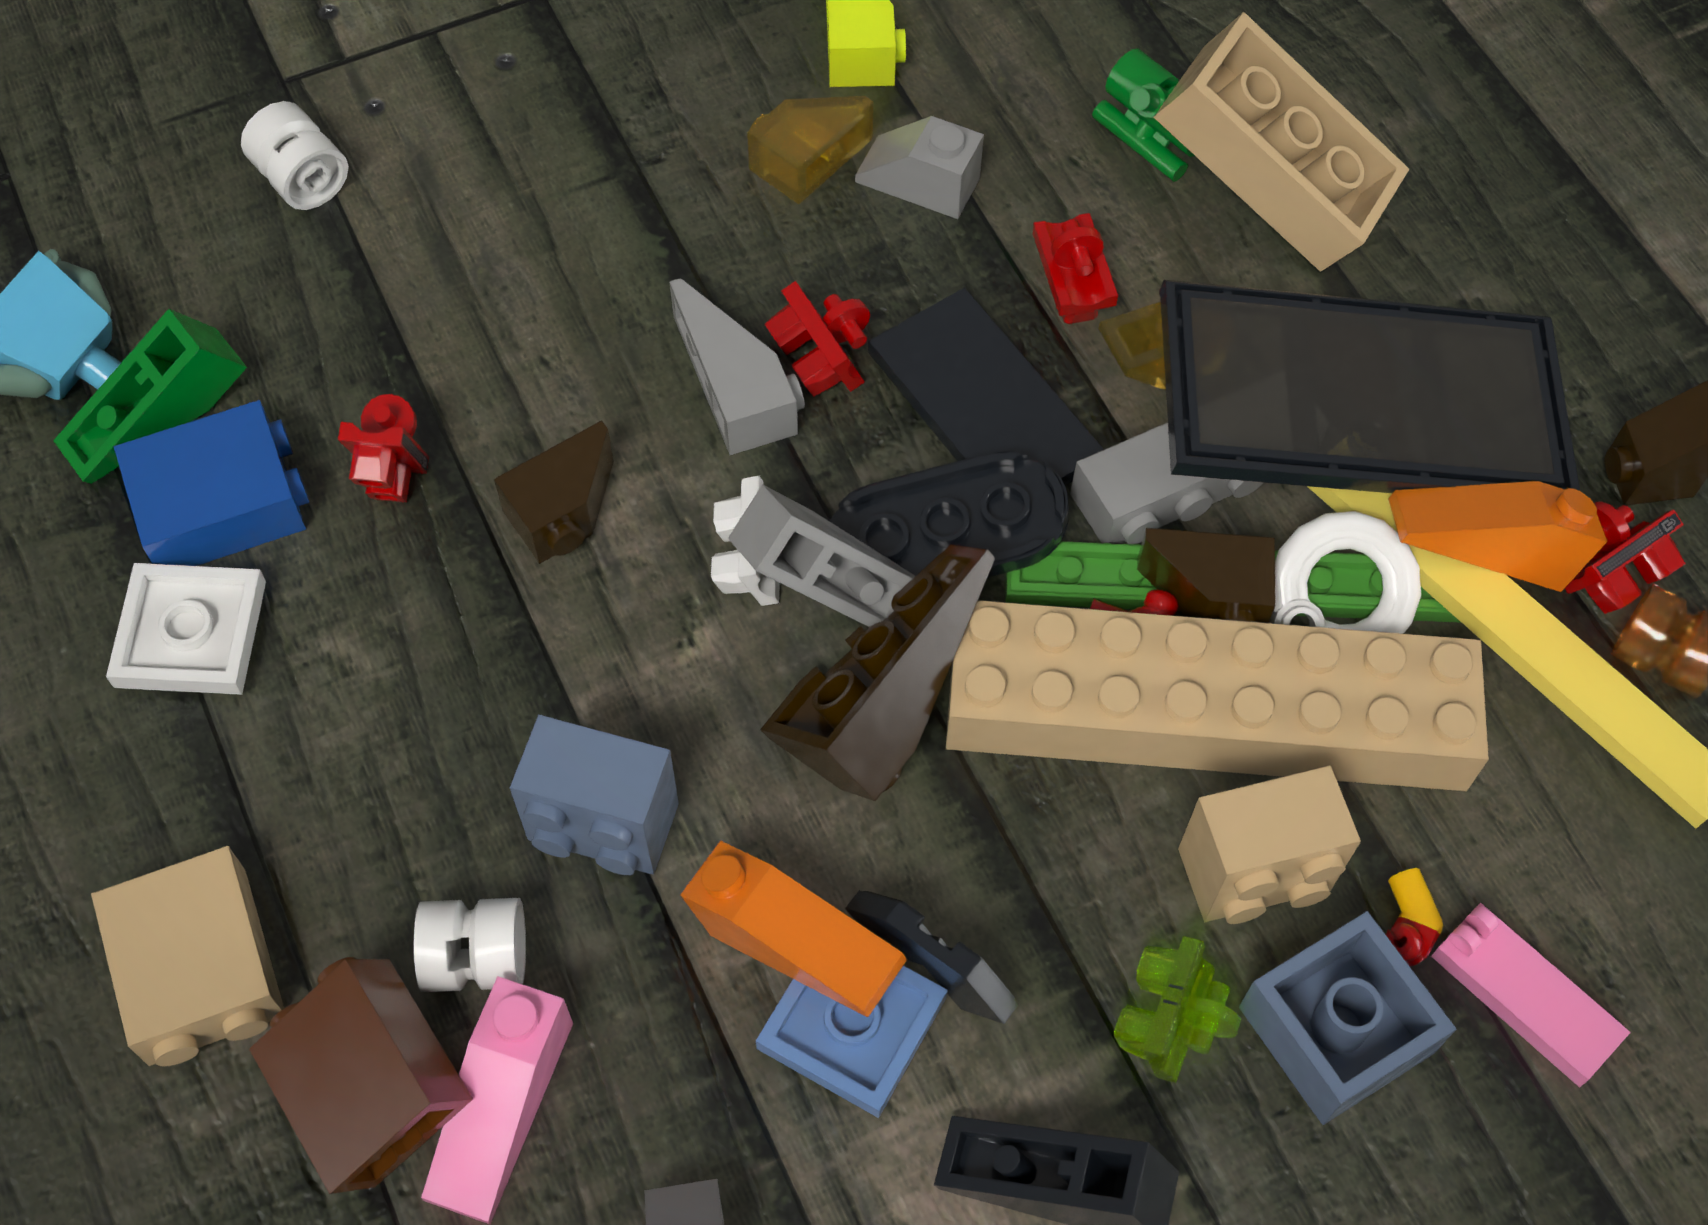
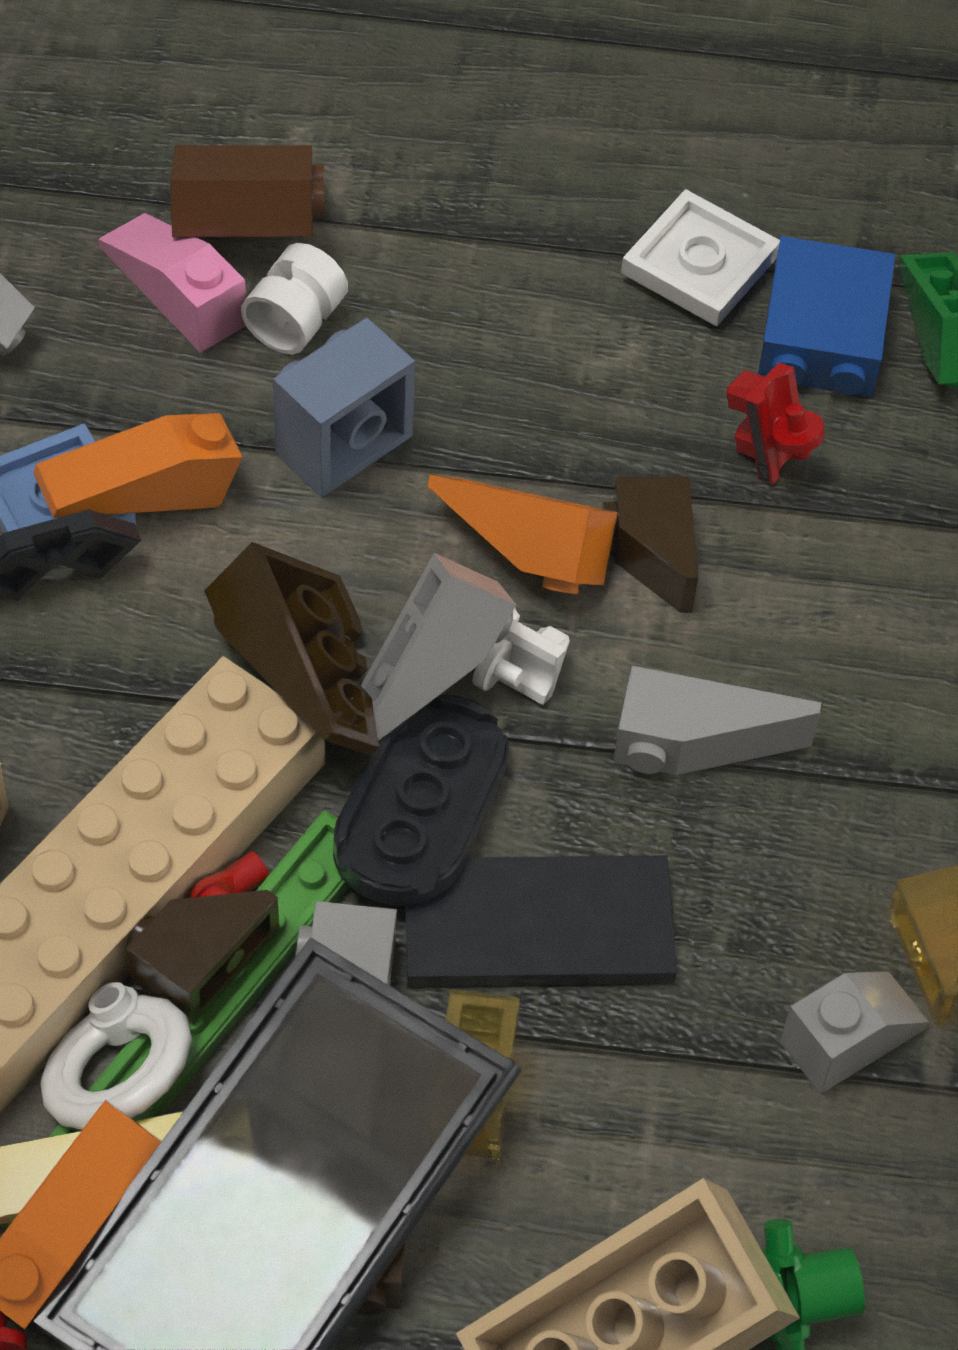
camera: 120 degrees right, 5 degrees down
(187, 957) = (414, 154): tan brick -> none
(622, 581) = (535, 532): none -> orange slope
(801, 322) = (693, 813): red hips -> none
(1075, 267) = (630, 1071): red hips -> none

